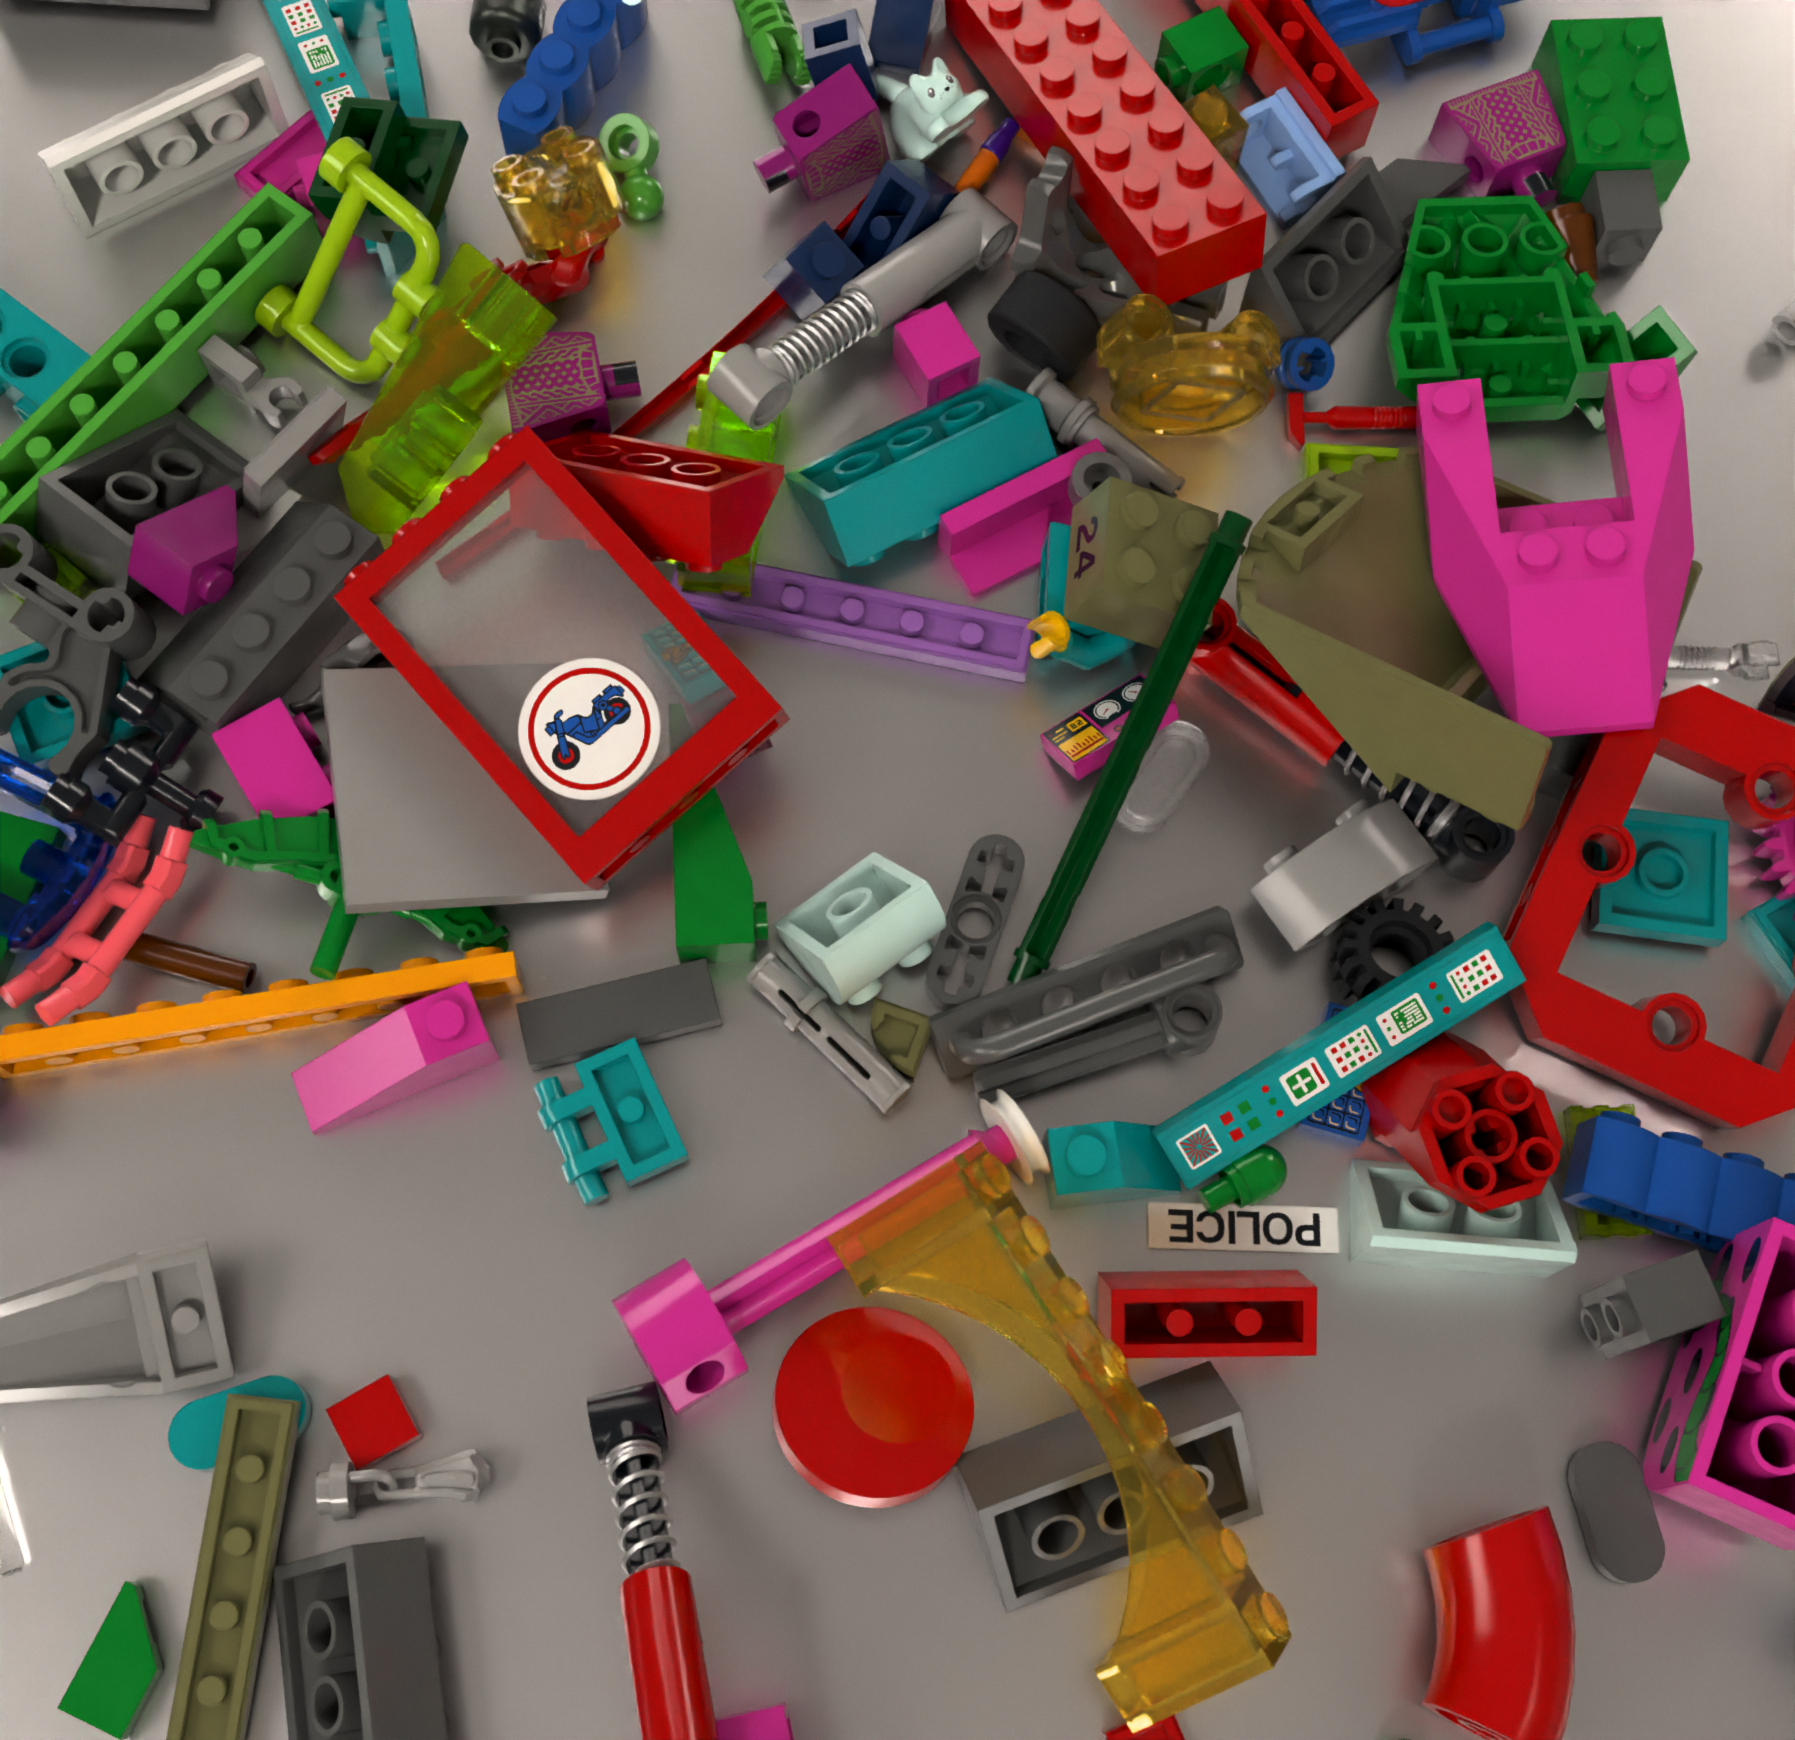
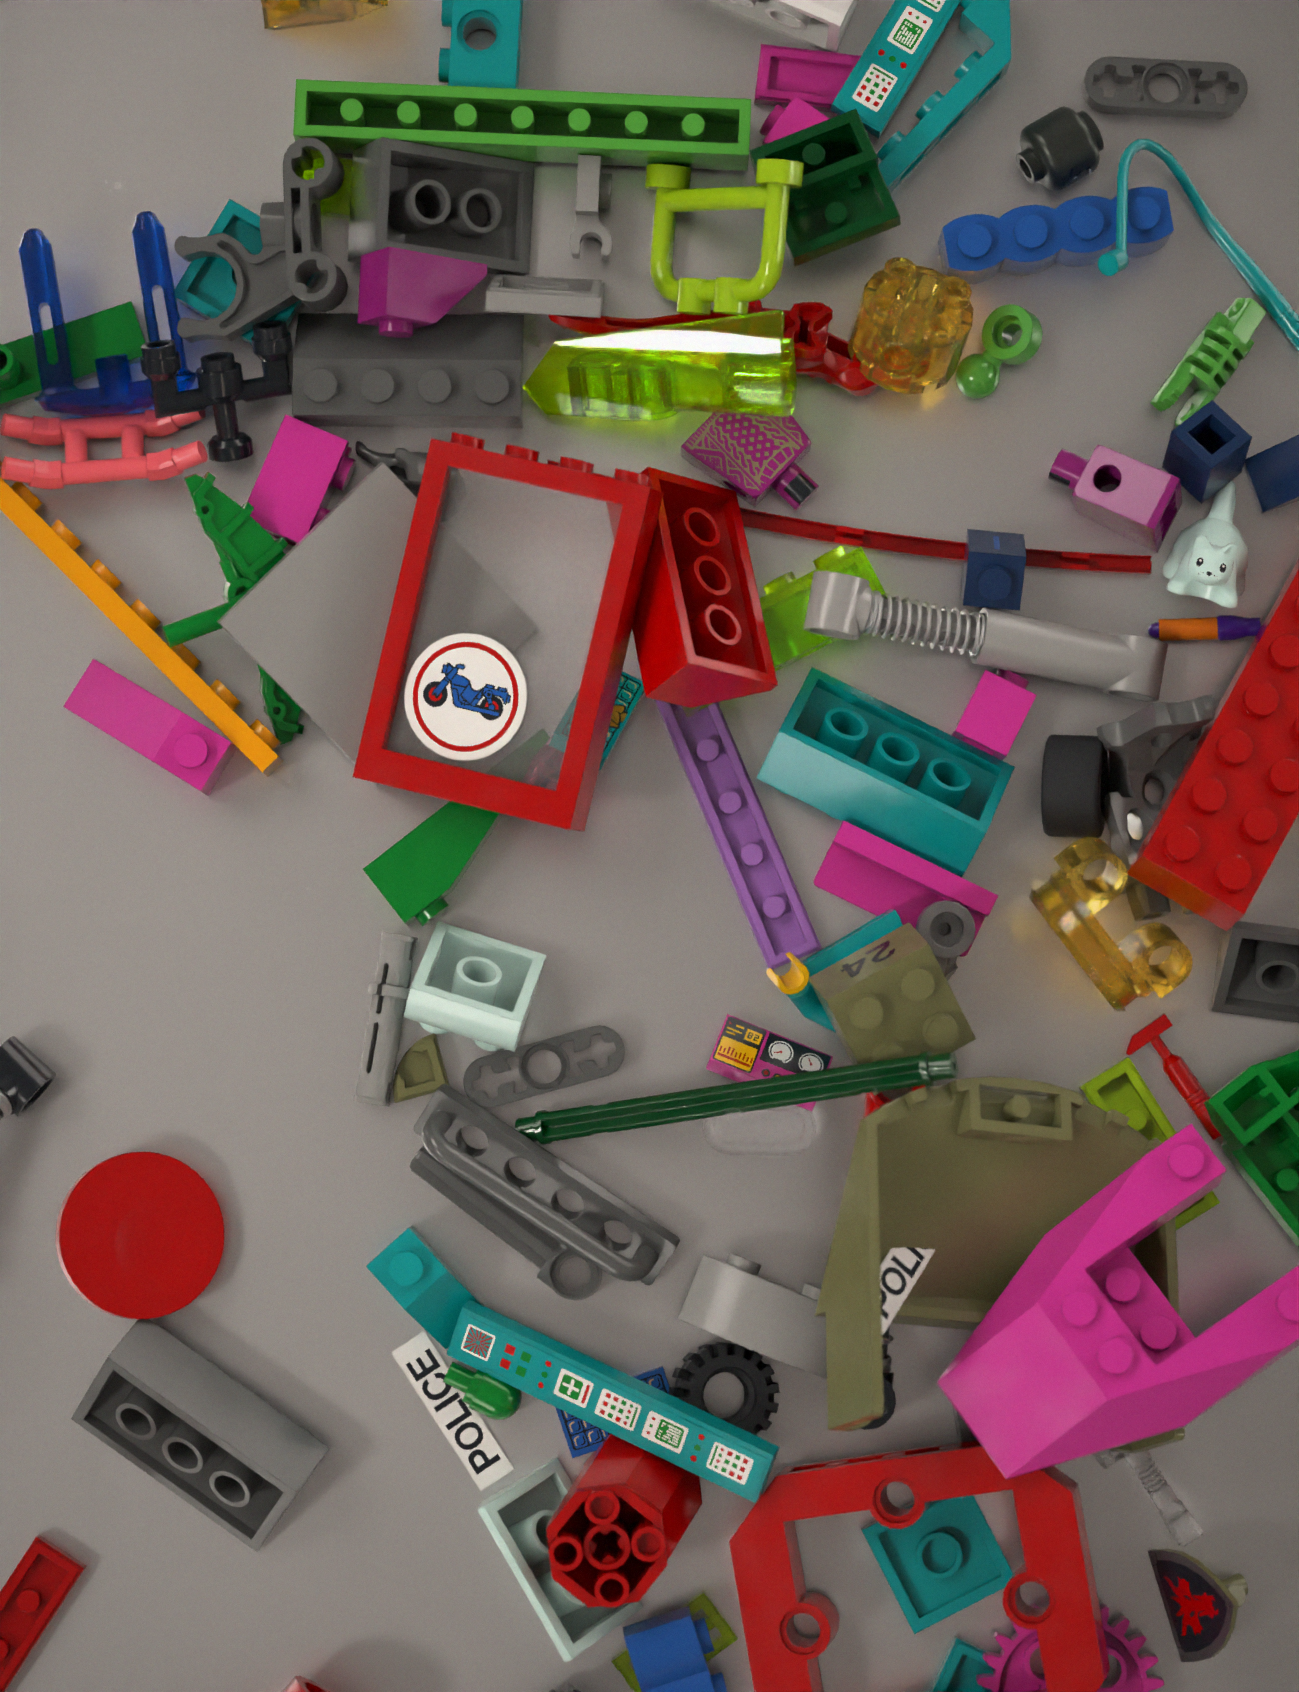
camera: 60 degrees right, 15 degrees up
(192, 963) = (122, 530): reddish brown piece -> none
(609, 1013) = (296, 858): dark grey tile -> none
(630, 1113) = (226, 921): teal plate -> none
(689, 1330) = (99, 1074): dark pink piece -> none
(897, 208) = (1094, 598): dark blue slope -> none
(1078, 423) = (1015, 866): light grey pin -> none
(1192, 1601) = (268, 1236): clear yellow arch -> none
(1208, 1313) = (359, 1424): red brick -> none
(1321, 364) = (1186, 1020): blue bush -> none

